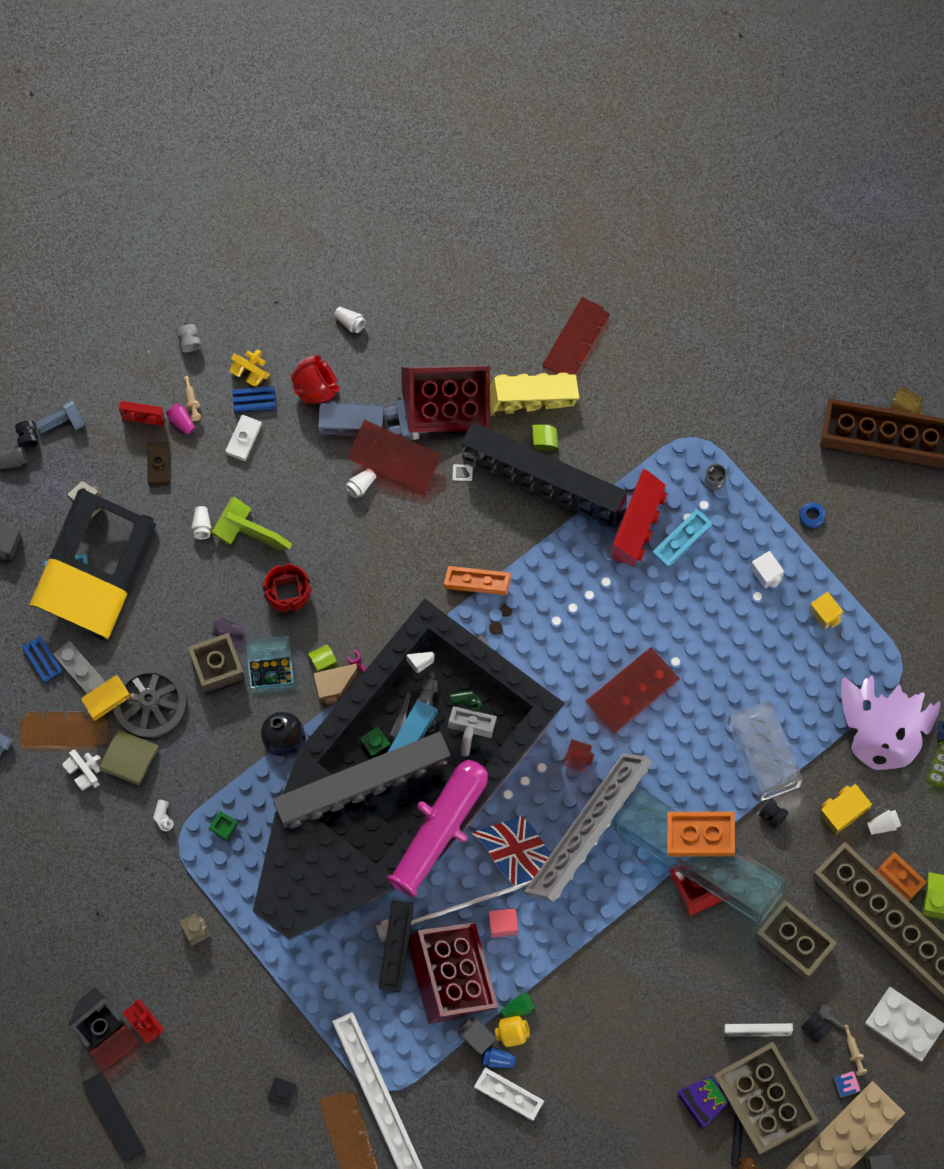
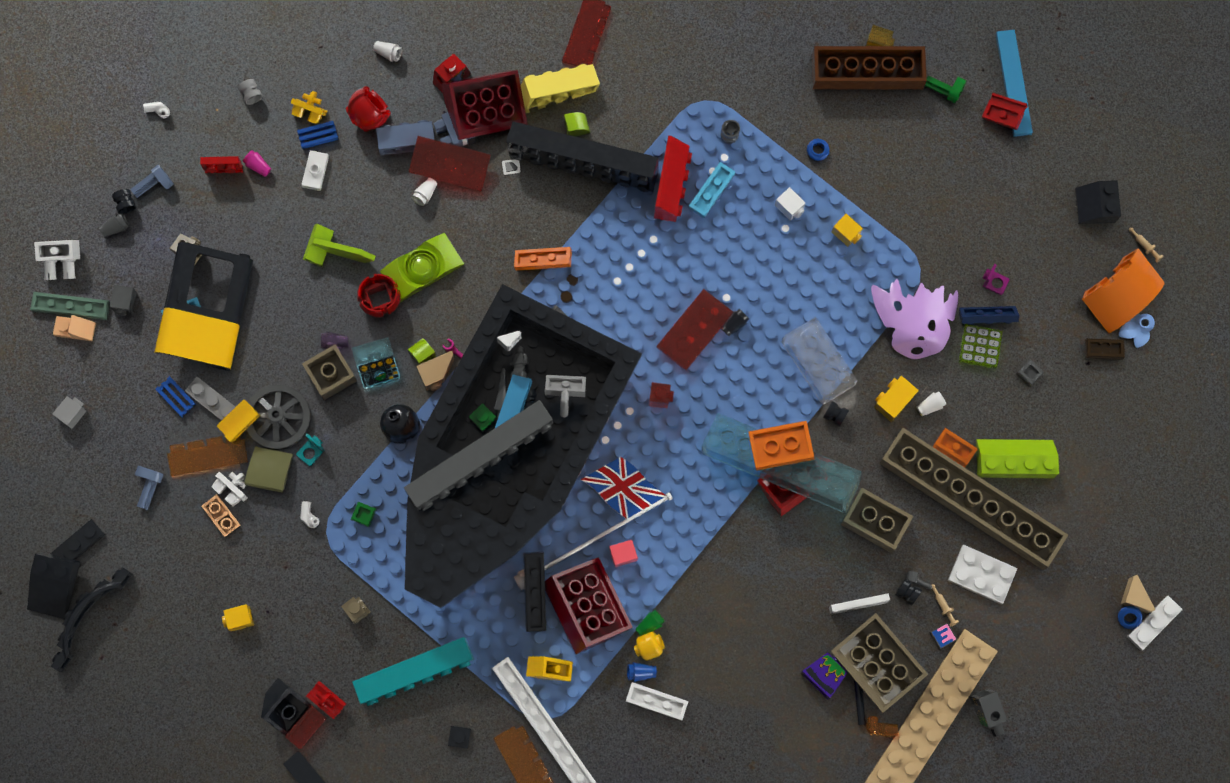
camera: 15 degrees left, 5 degrees up
(63, 913) = (237, 618): none -> yellow brick
(66, 798) = (220, 515): none -> light nougat slope
(84, 338) = (157, 107): none -> white arm
(157, 463) = (244, 206): dark brown plate -> none
(185, 739) = (313, 443): none -> teal bracket
(192, 403) = (264, 148): tan piece -> none
(201, 523) = (293, 254): white cone -> none
(244, 1008) = (413, 670): none -> teal brick
(343, 564) = (423, 265): none -> lime slope
(395, 1034) = (549, 668): none -> yellow slope
(414, 354) = (449, 71): none -> red torso
(440, 826) = (555, 483): dark pink piece -> none
(468, 698) = (557, 365): dark green arm -> none
(476, 1035) = (618, 656): dark grey brick -> none
(588, 827) = (681, 456): light grey plate -> none
(679, 690) = (735, 322): none -> black cone

